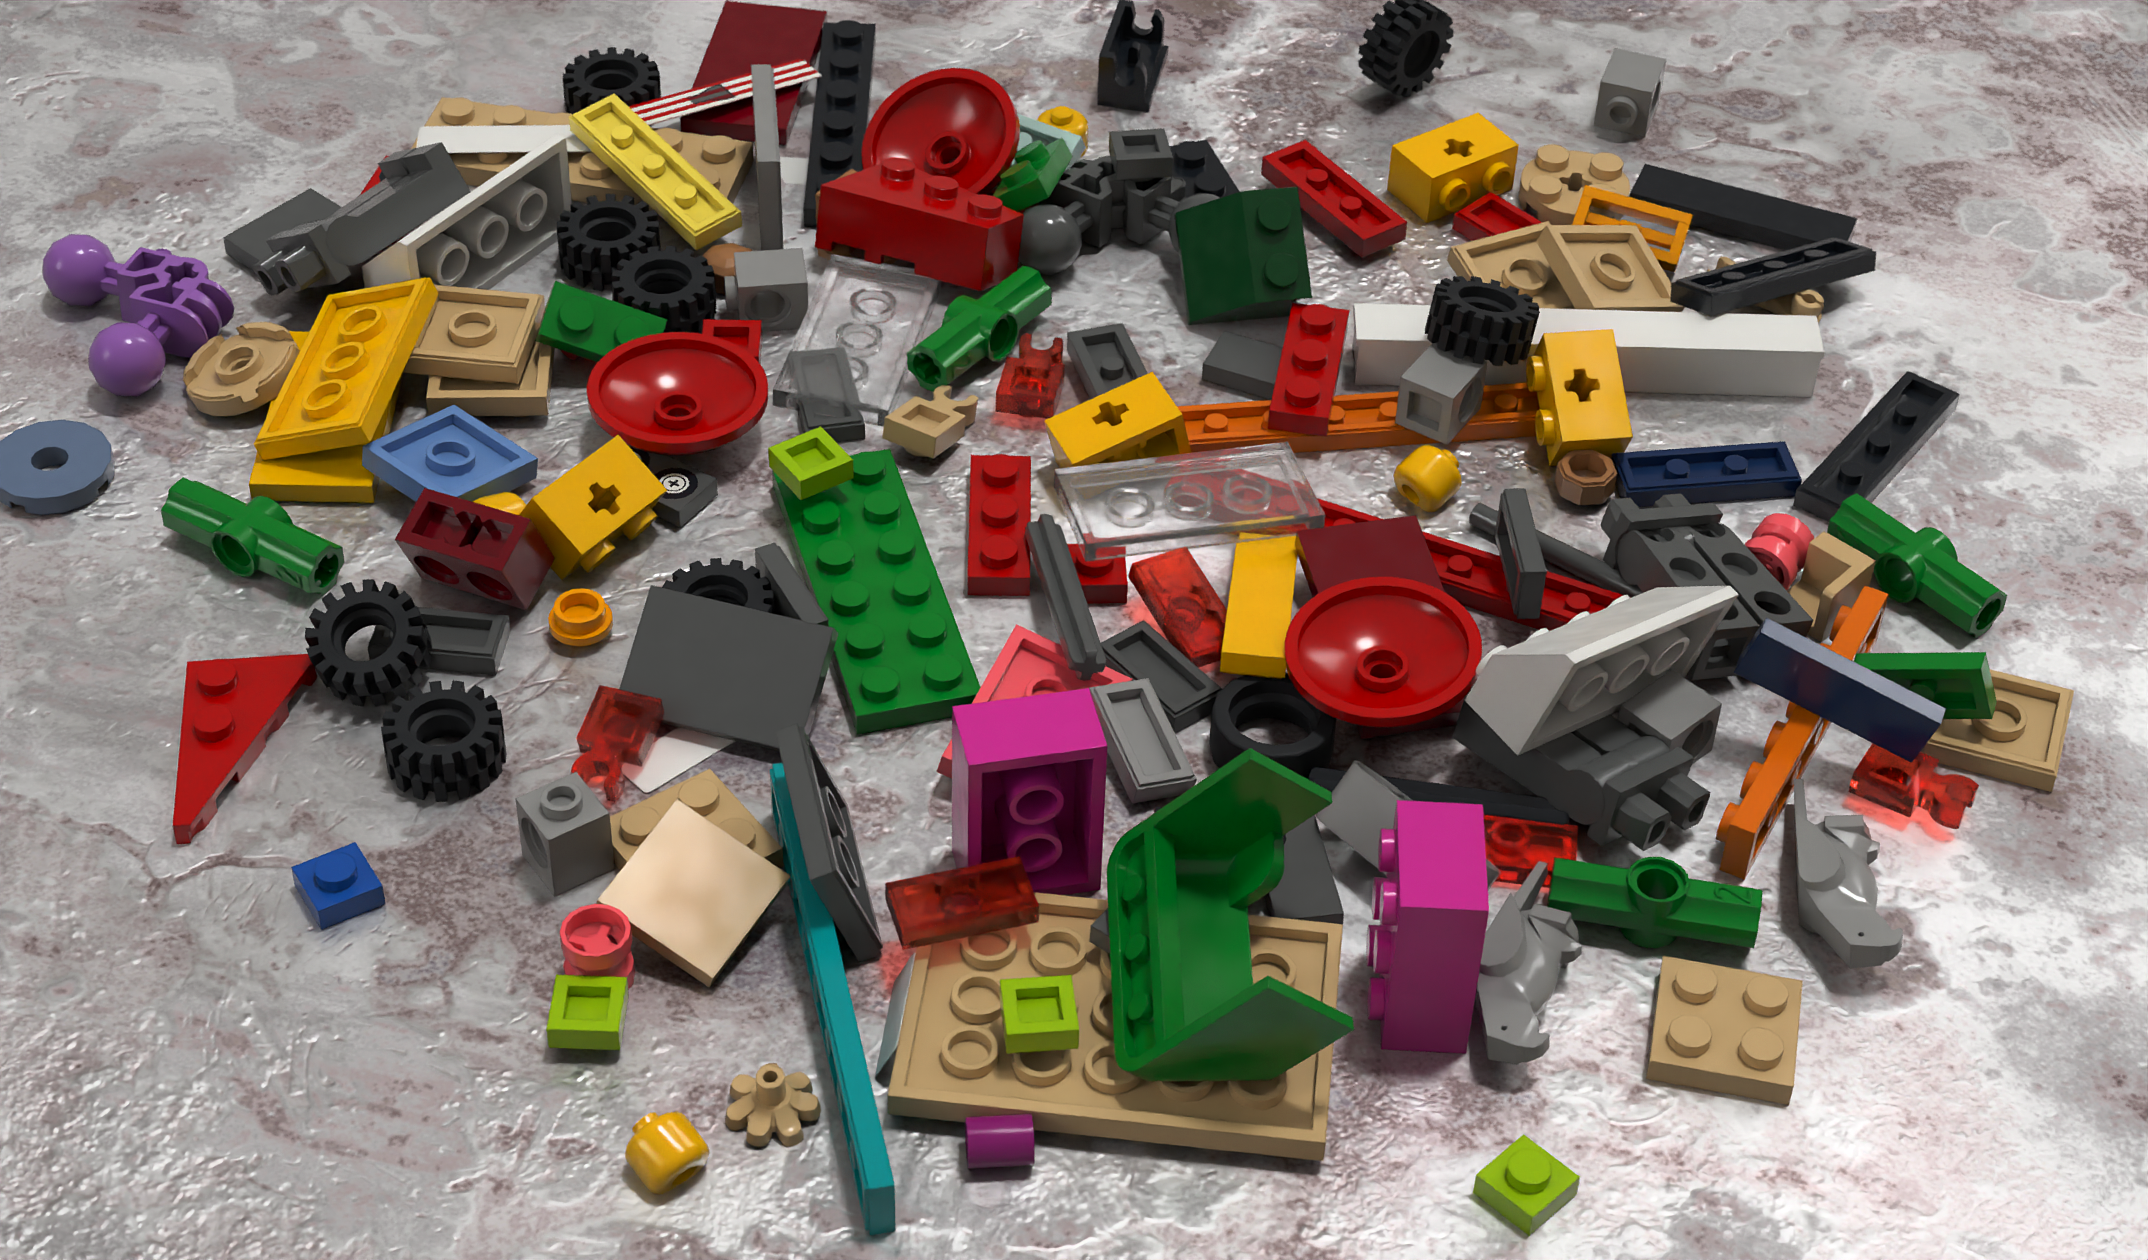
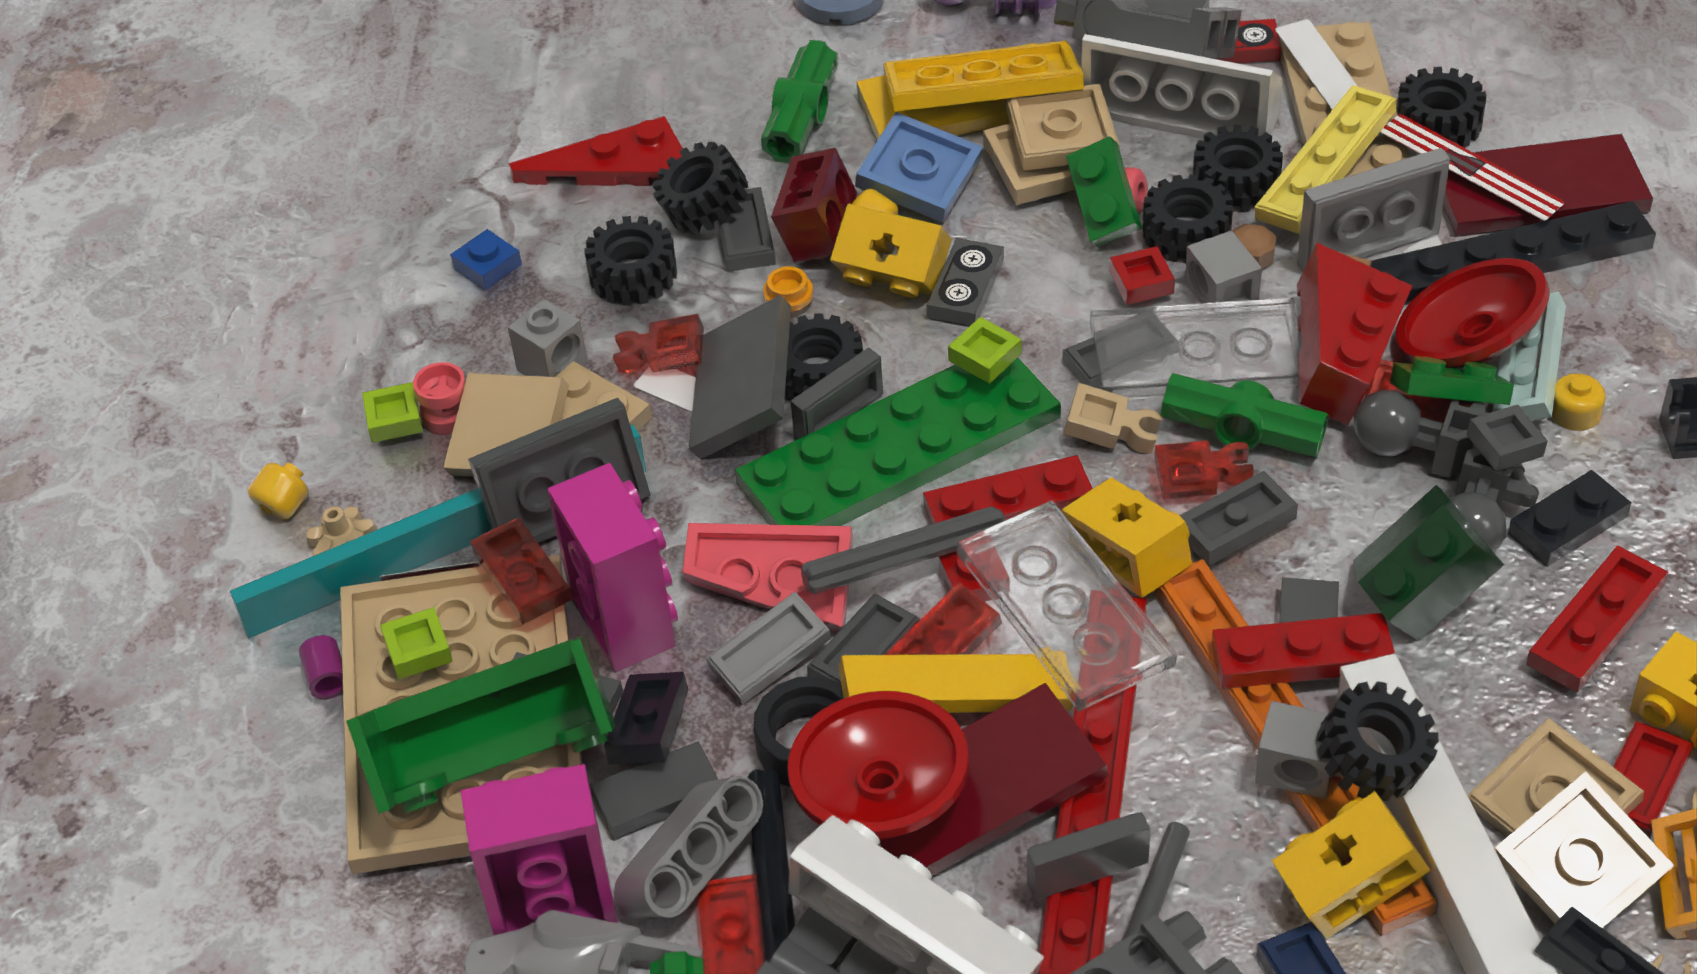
camera: 80 degrees right, 5 degrees up
(240, 371) = (977, 31): tan plate -> none
(677, 393) = (1042, 253): red dish -> none
(1428, 477) = (1202, 779): yellow piece -> none
(1585, 477) = (1264, 905): medium nougat tile -> none

